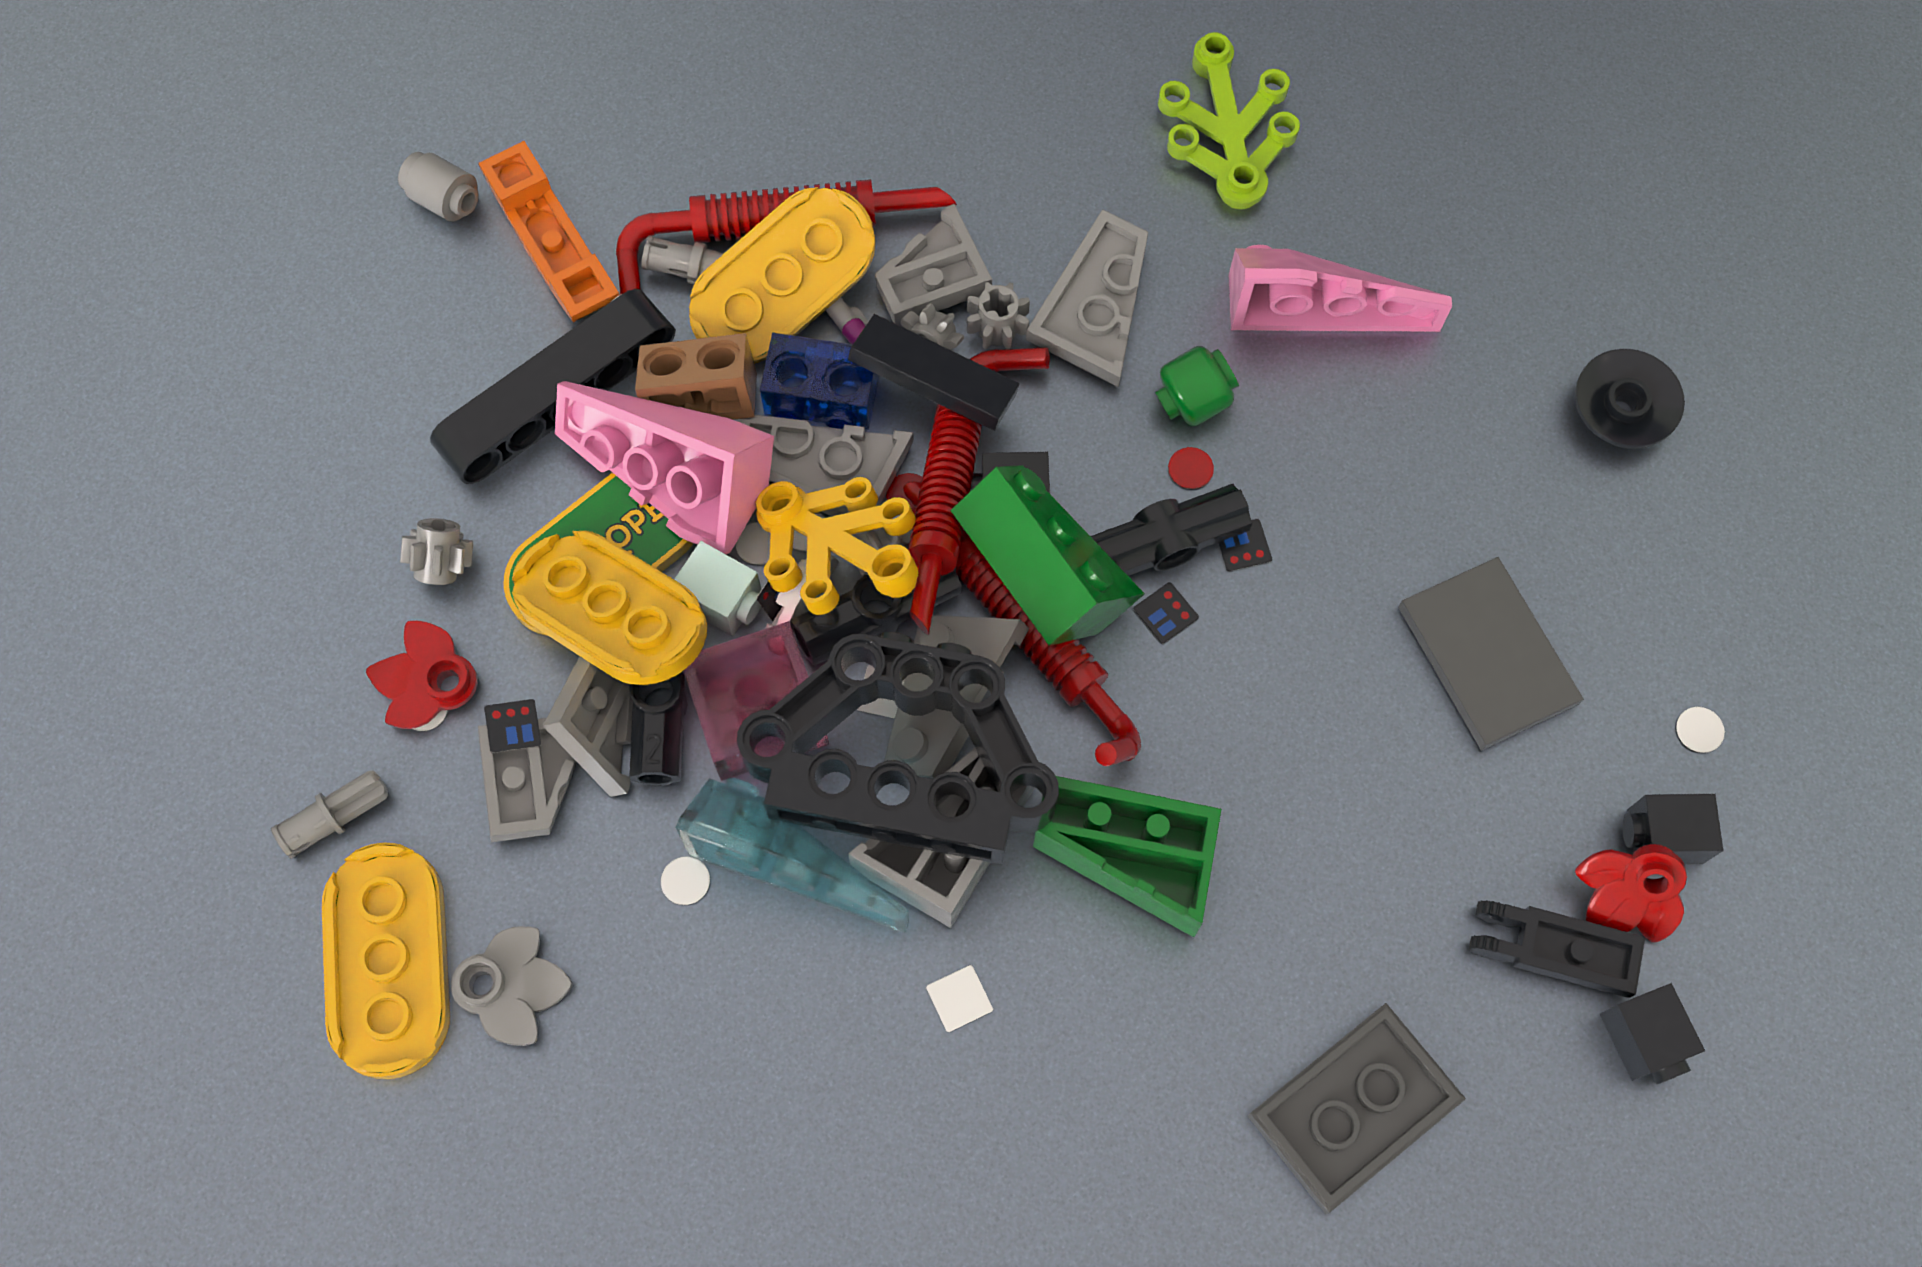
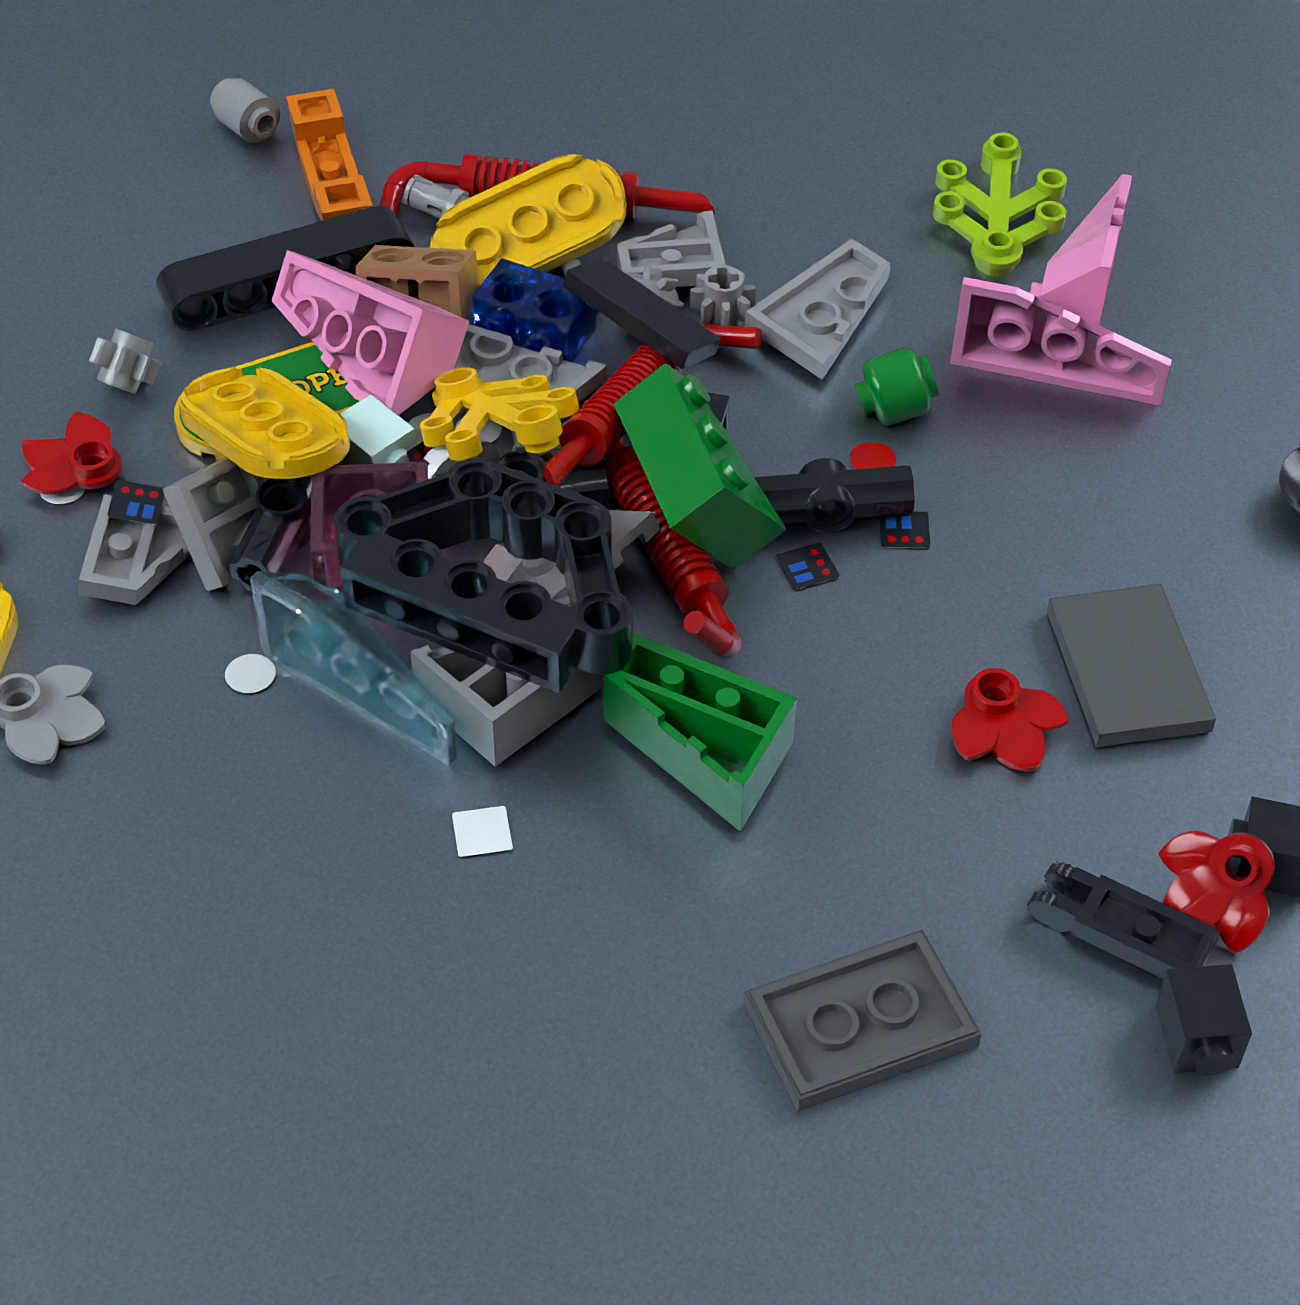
camera: 15 degrees right, 20 degrees down
(1343, 196) = (1083, 265): none -> bright pink wedge
(1403, 756) = (1010, 725): none -> red plate

